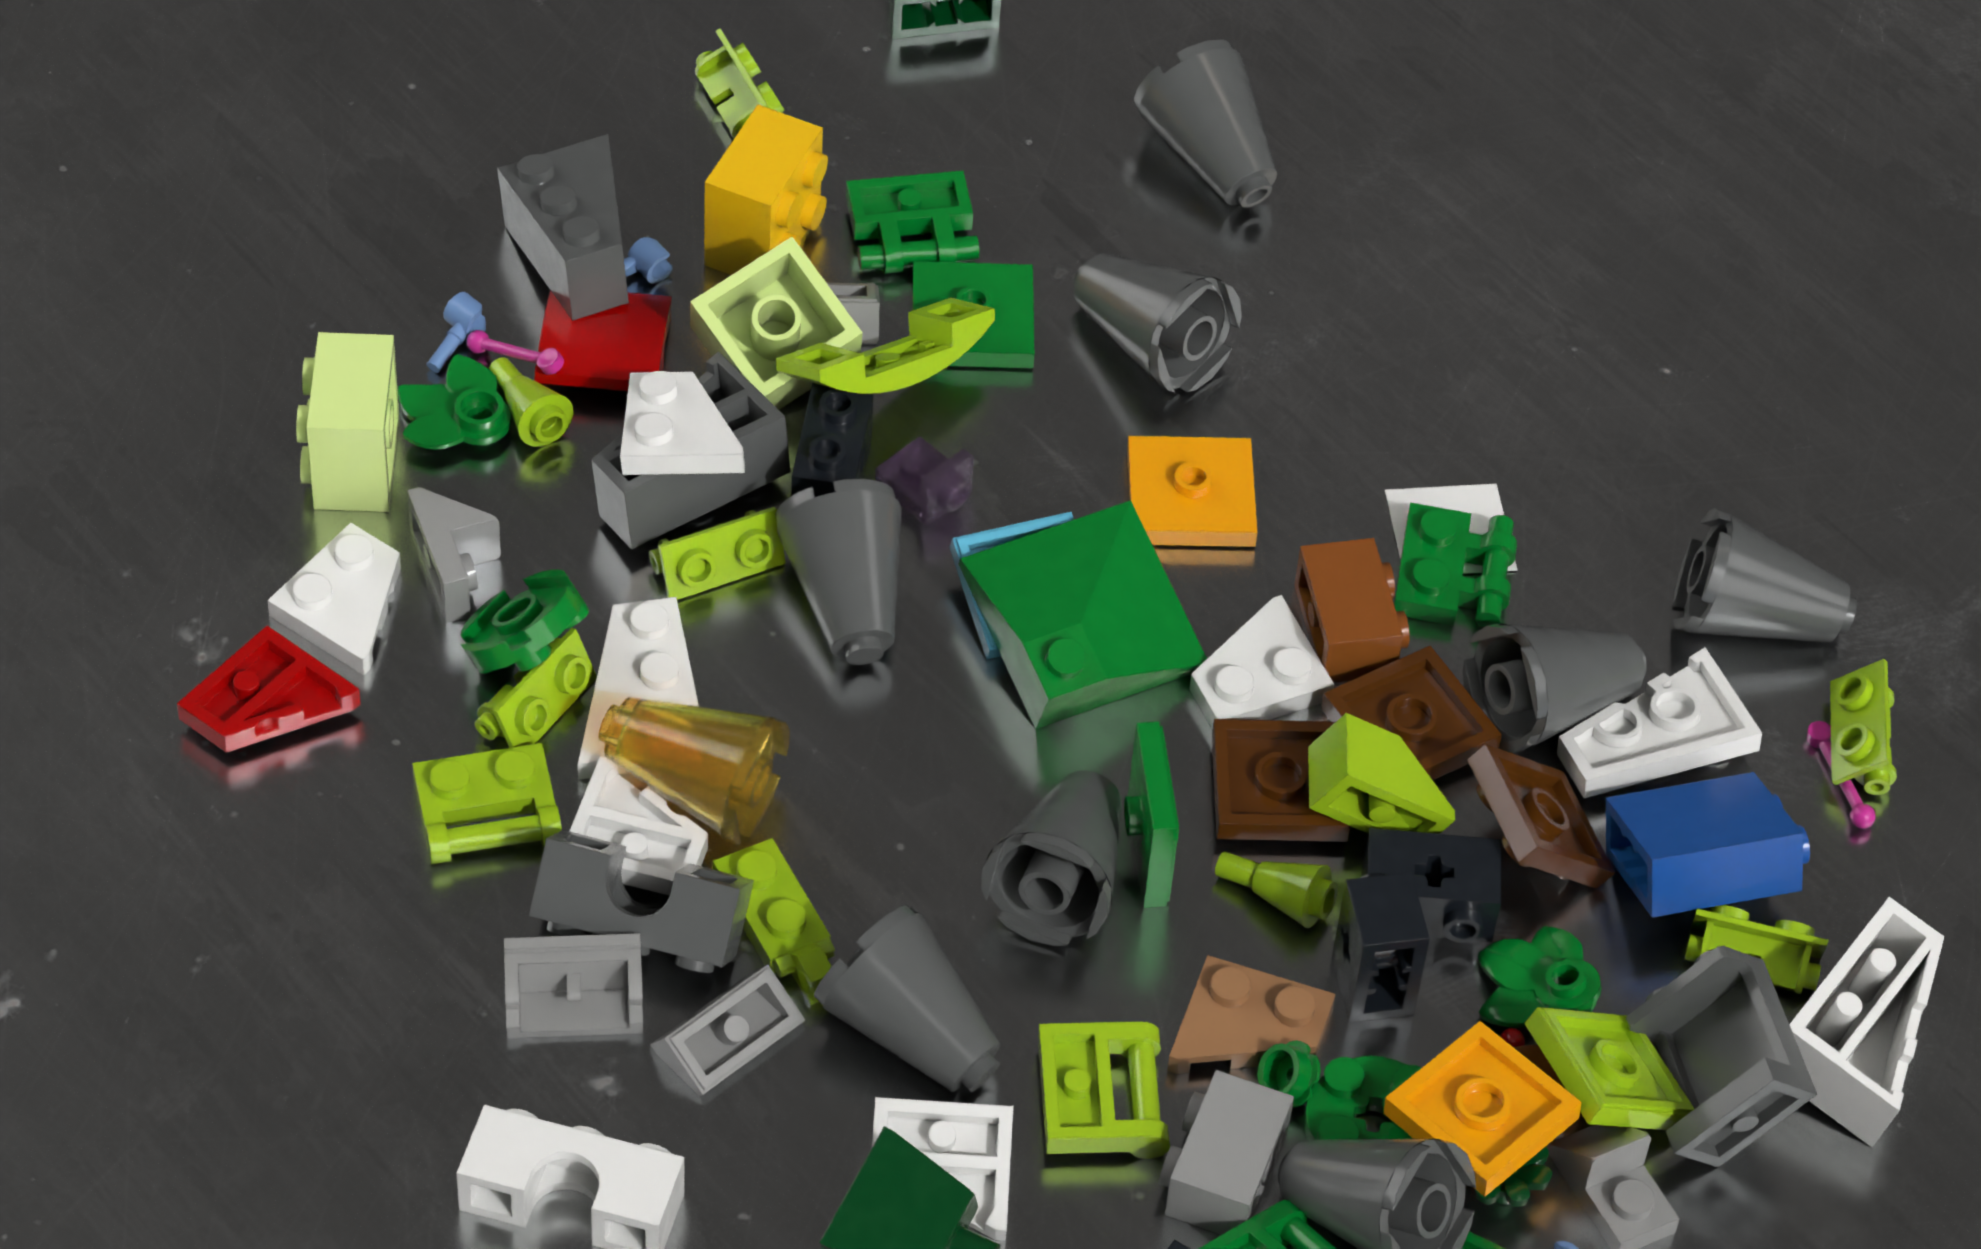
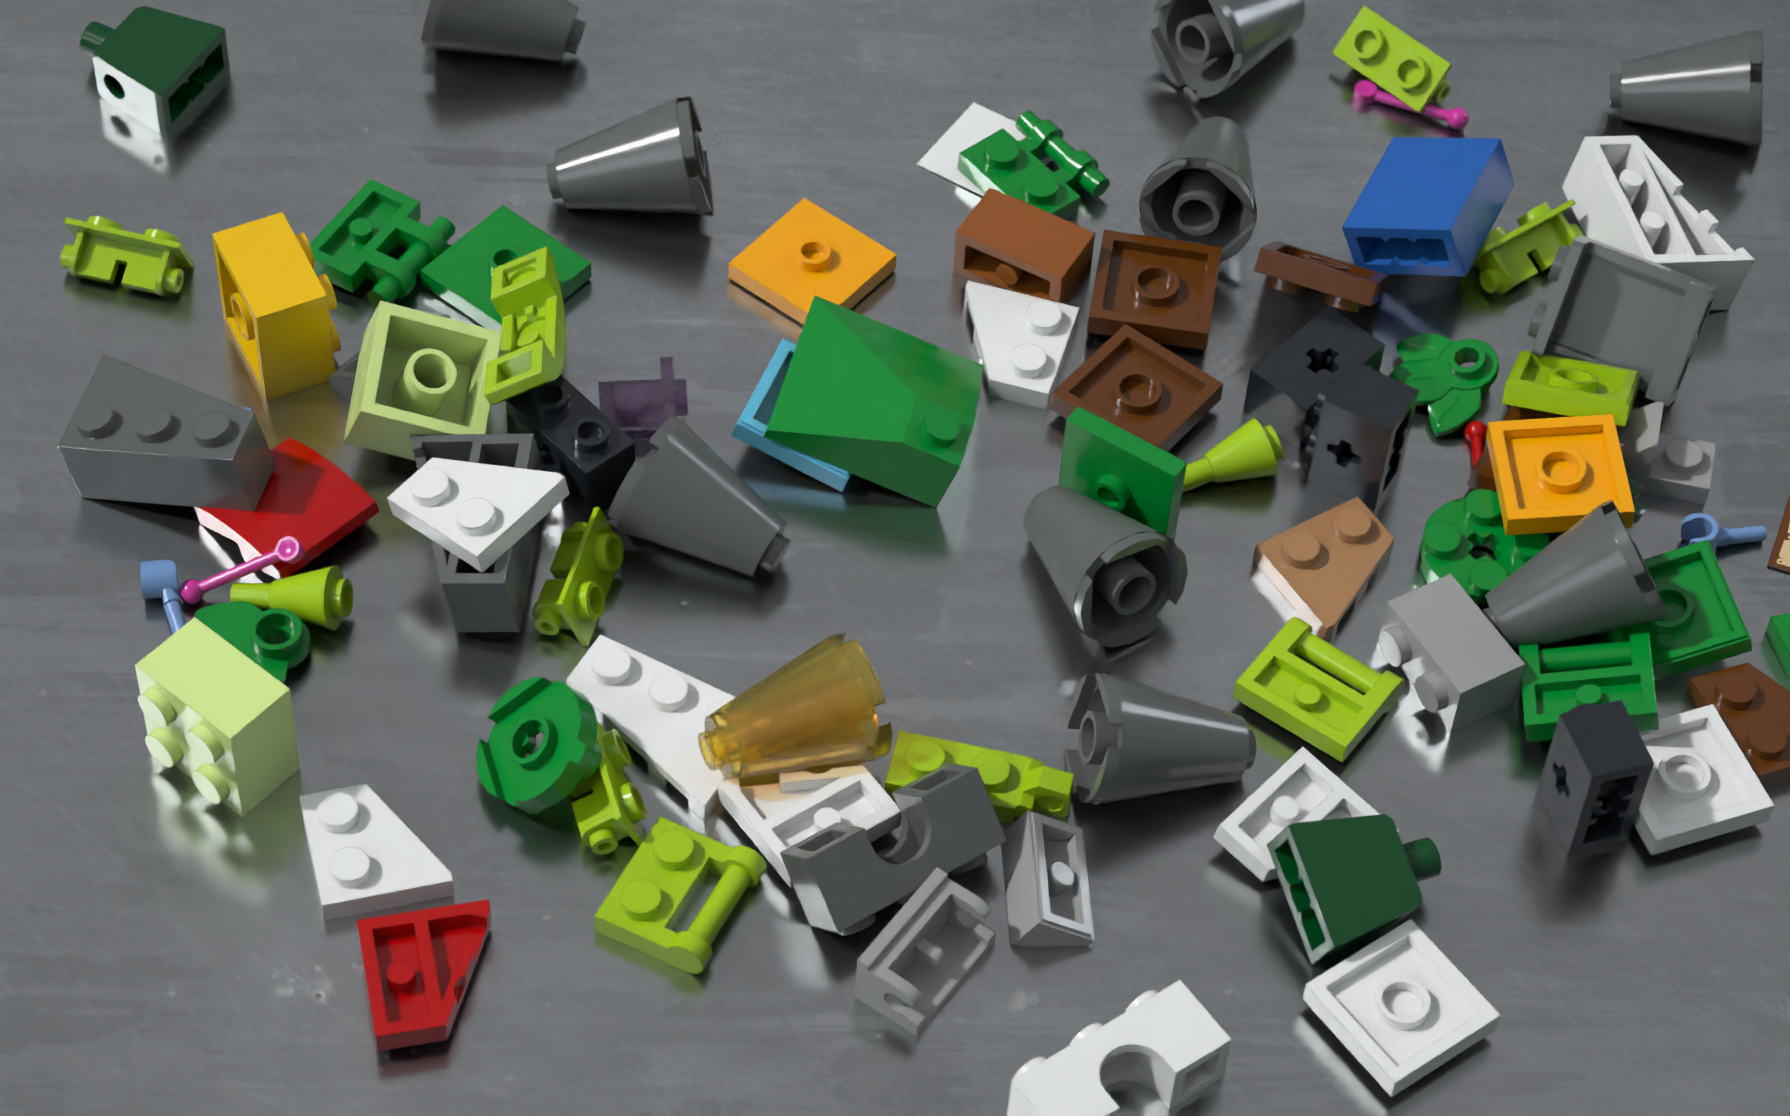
camera: 50 degrees left, 0 degrees up
(450, 543) = (391, 747): light grey slope -> none
(1290, 1070) = (1399, 552): green plate -> none
(1373, 781) = (1210, 338): lime slope -> none
(1662, 732) = (1294, 163): white wing -> none

